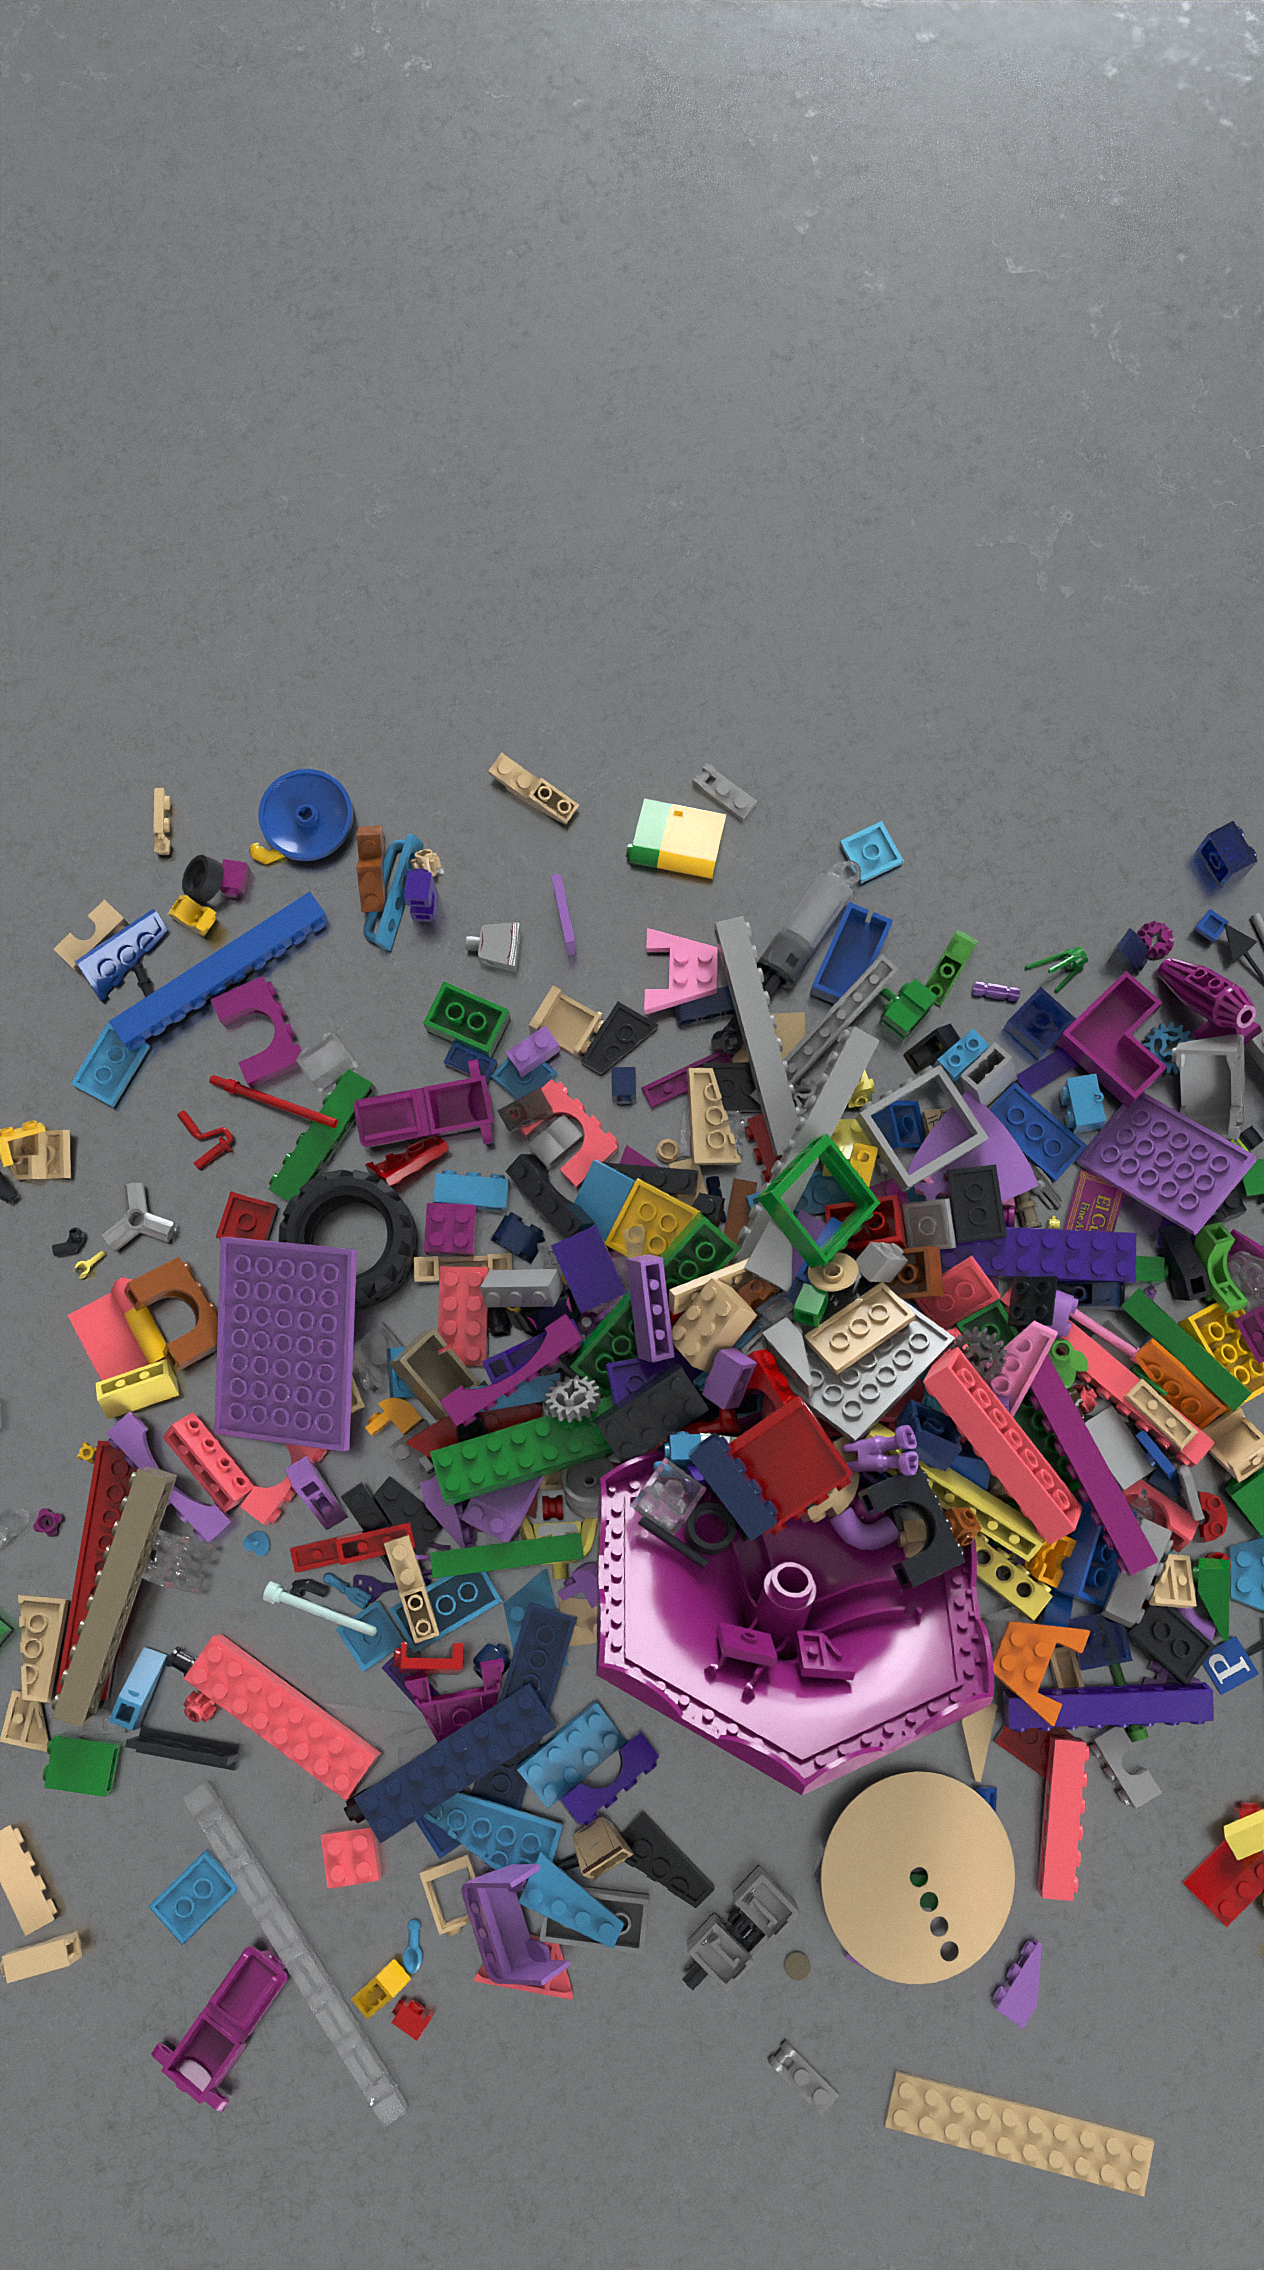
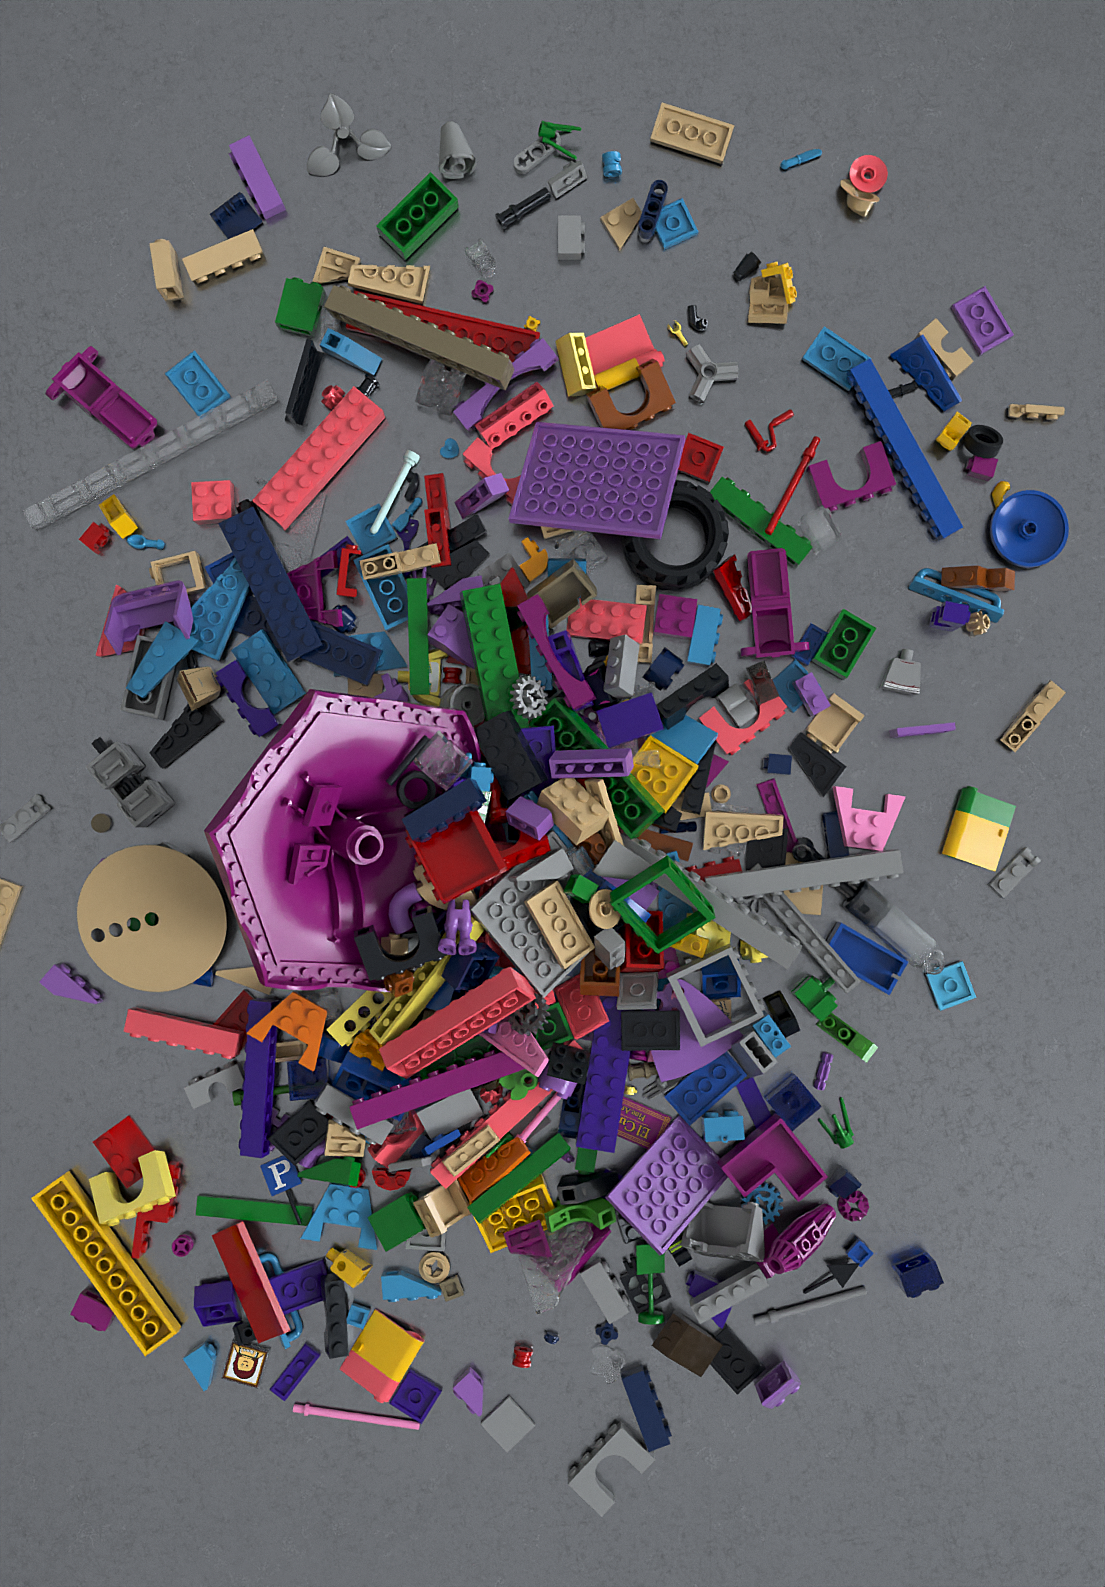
camera: 90 degrees right, 10 degrees up
(52, 896) = (982, 320): none -> medium lavender tile

